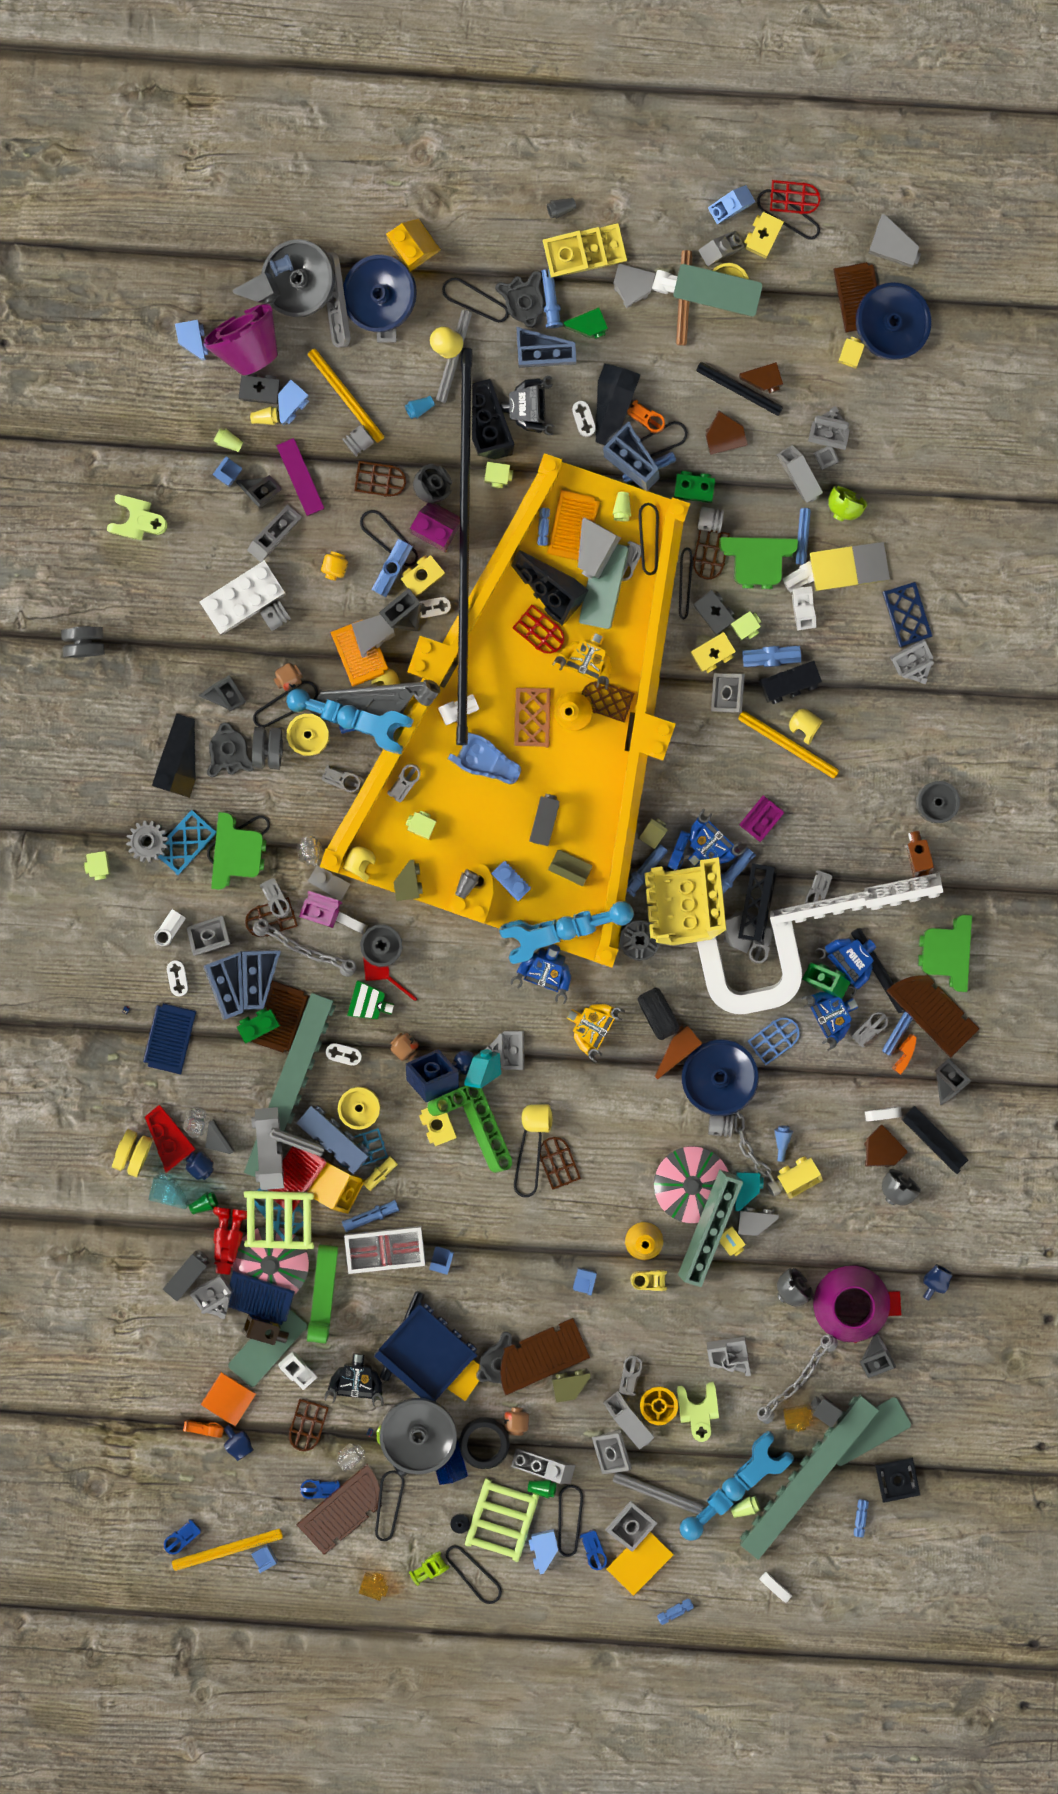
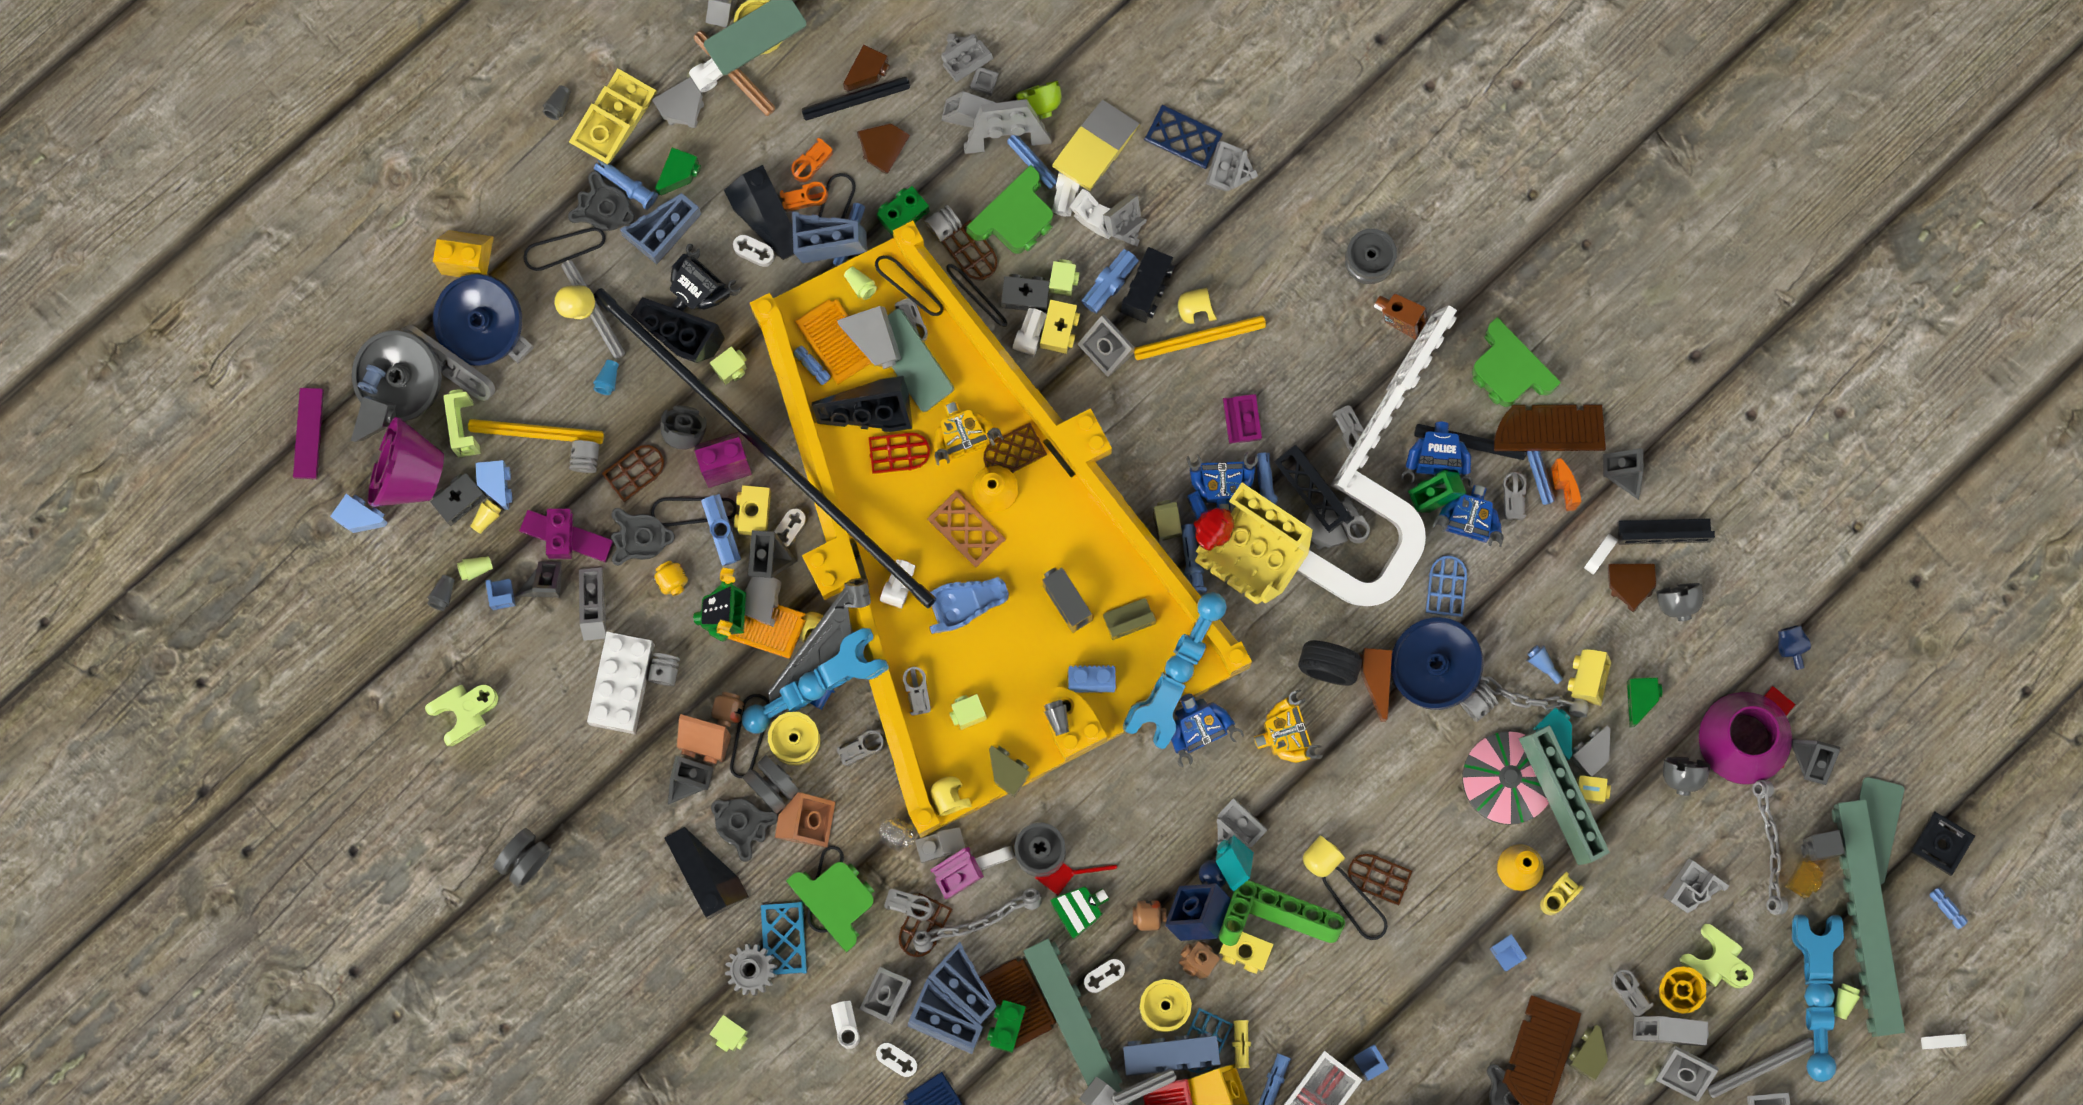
camera: 45 degrees left, 10 degrees down
(193, 436) = (441, 593): none -> dark grey cone
(213, 258) = (308, 433): none -> magenta tile
(255, 681) = (702, 739): none -> nougat slope
(266, 789) = (806, 820): none -> nougat slope
(296, 473) = (559, 534): none -> magenta brick
(301, 345) = (460, 445): none -> yellowish green panel
(341, 522) = (639, 537): none -> dark grey tile
(344, 617) = (723, 609): none -> torso
(405, 1101) = (1198, 959): none -> medium nougat brick
(627, 941) = (1248, 633): dark grey wheel -> none
(674, 866) = (1214, 528): none -> red hair
(678, 400) = (815, 157): none -> orange piece
(689, 639) = (1028, 337): none -> white piece
(810, 498) = (1005, 119): none -> light grey wing
(816, 1220) = (1642, 697): none -> green slope
(818, 630) = (1124, 220): none -> light grey slope

